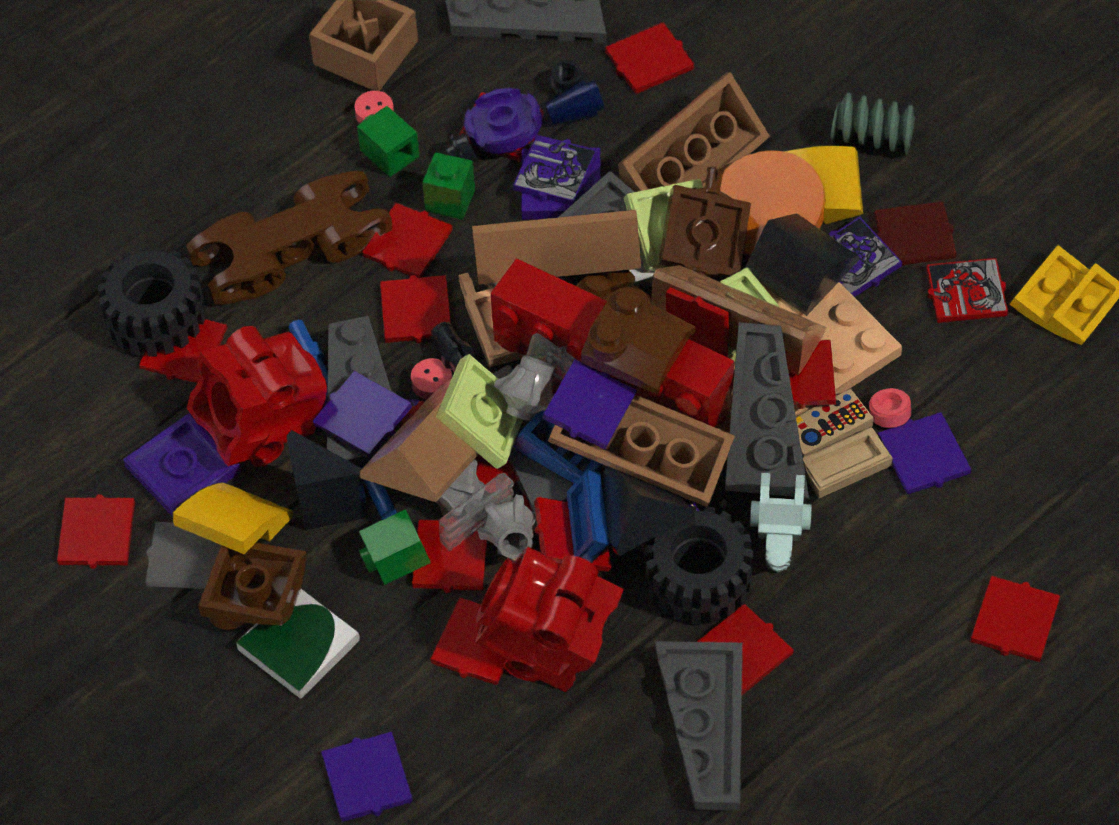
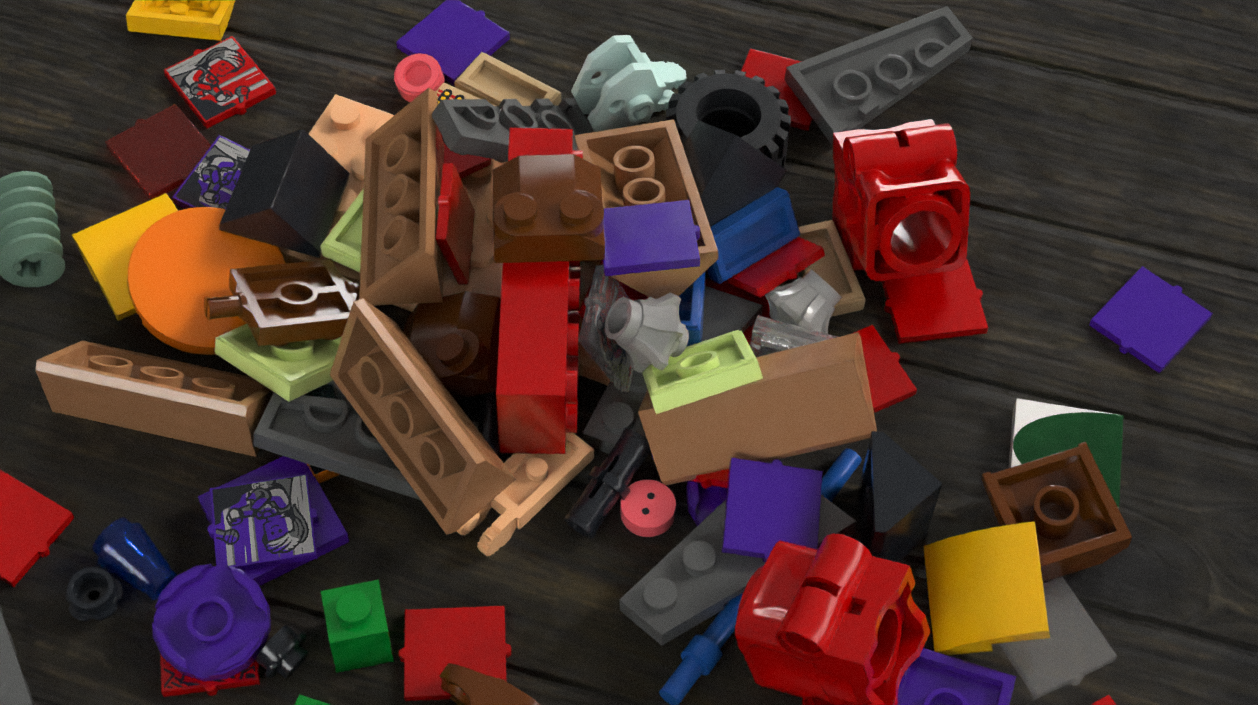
camera: 125 degrees left, 0 degrees up
(393, 547) = (906, 408): green brick -> none
(413, 307) = (554, 586): red piece -> none

